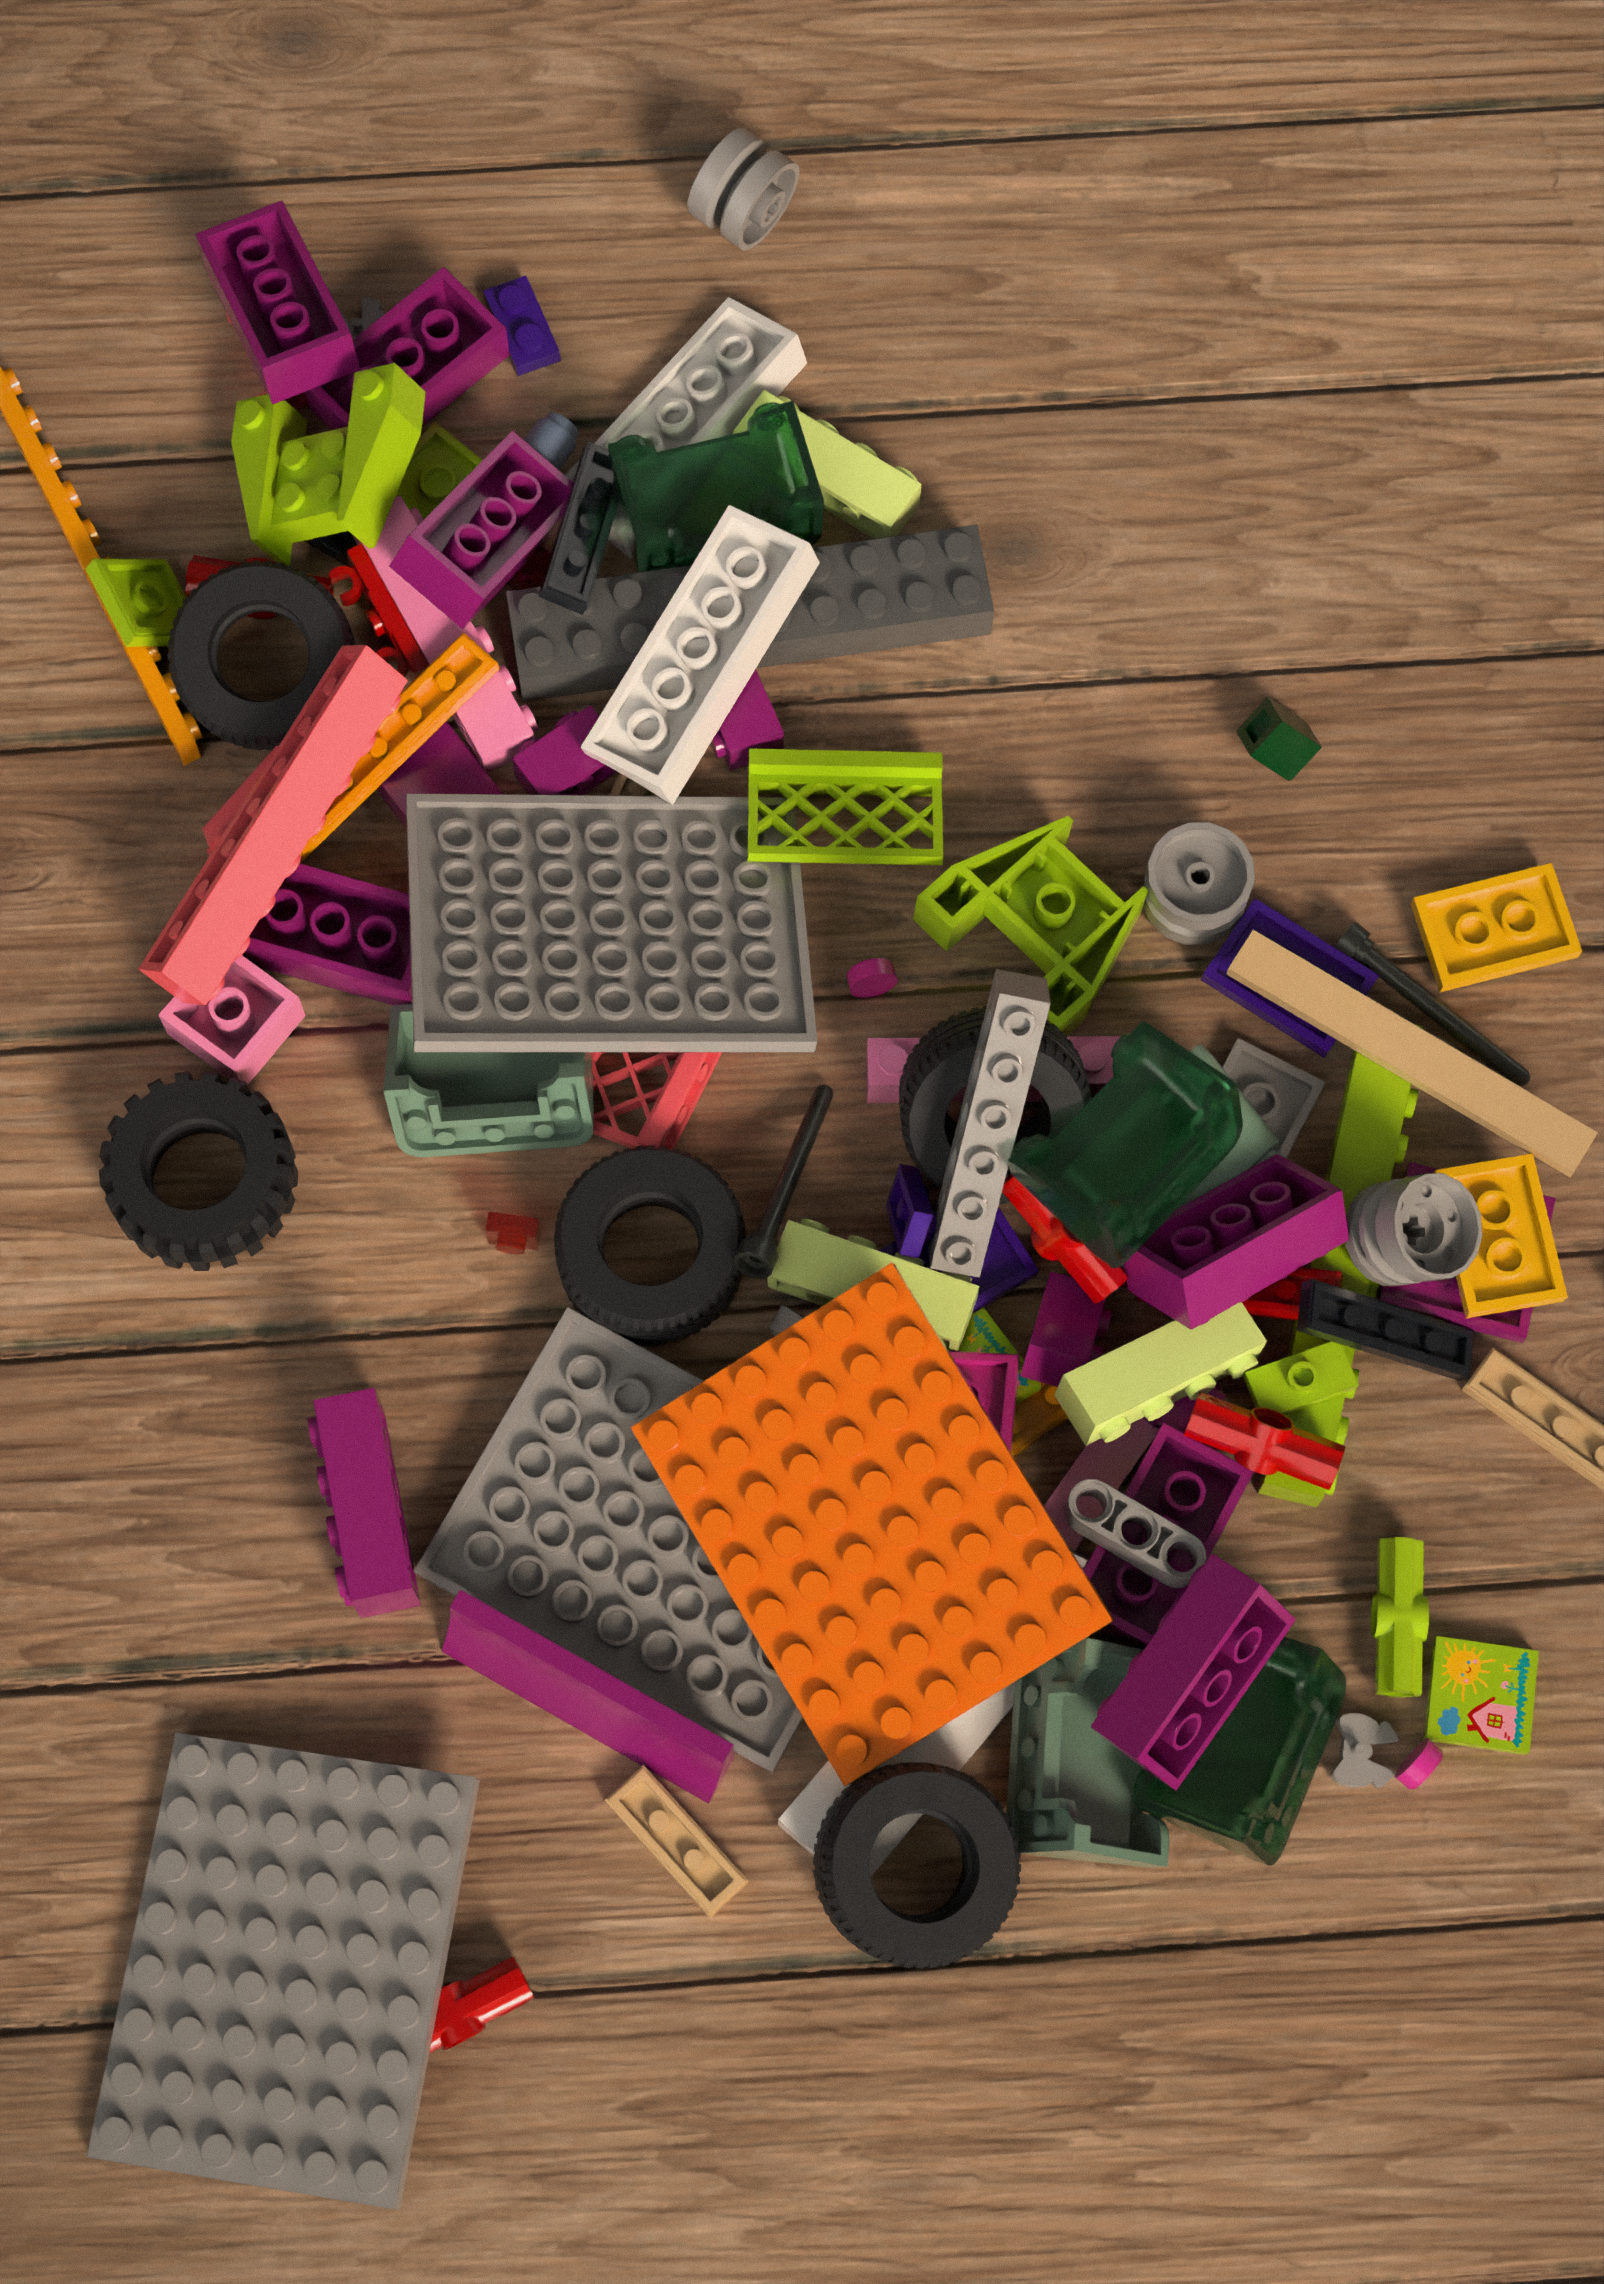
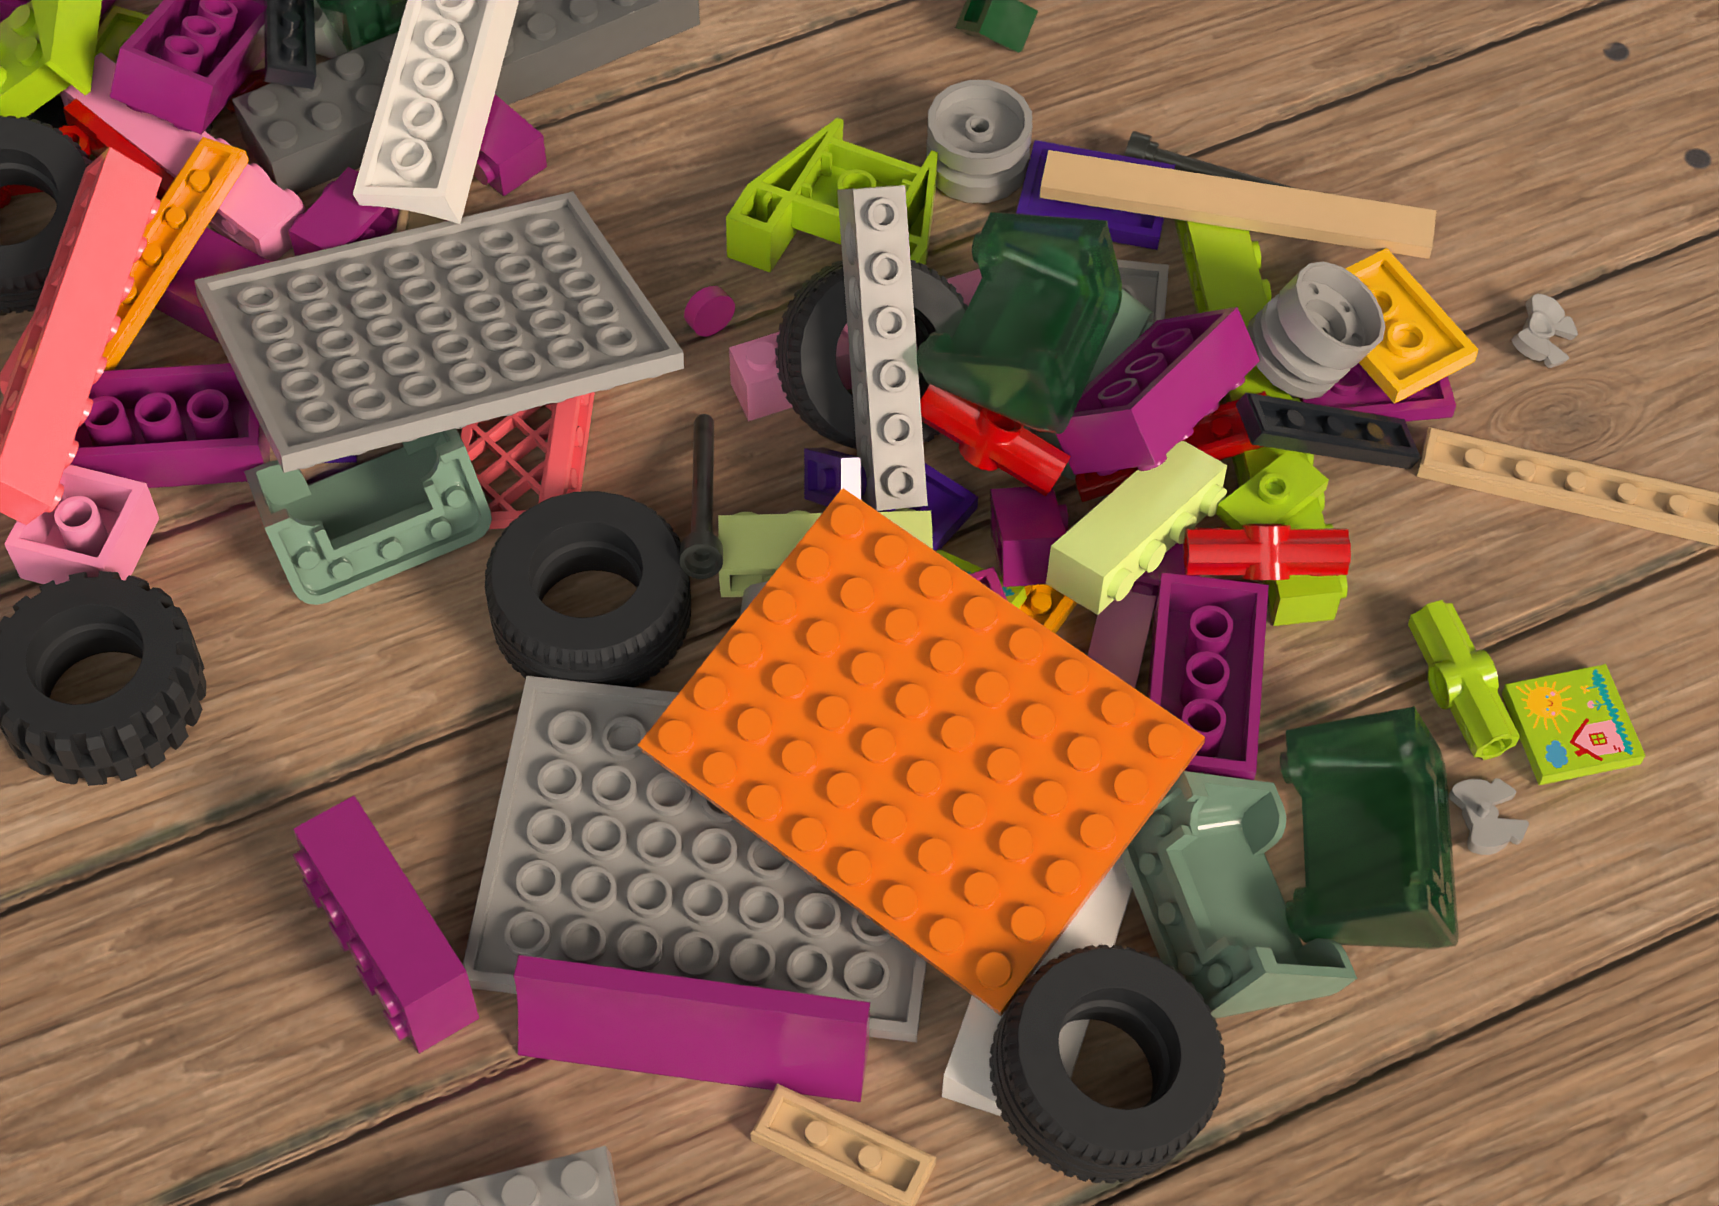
camera: 20 degrees left, 15 degrees down
(512, 1232) = (443, 632): clear red plate -> none
(845, 777) = (632, 155): lime fence -> none
(1120, 1510) = (1208, 656): light grey beam -> none
(1193, 1671) = (1301, 769): magenta brick -> none
(1419, 1764) = (1549, 801): dark pink tile -> none
(1496, 927) = (1258, 102): yellow plate -> none

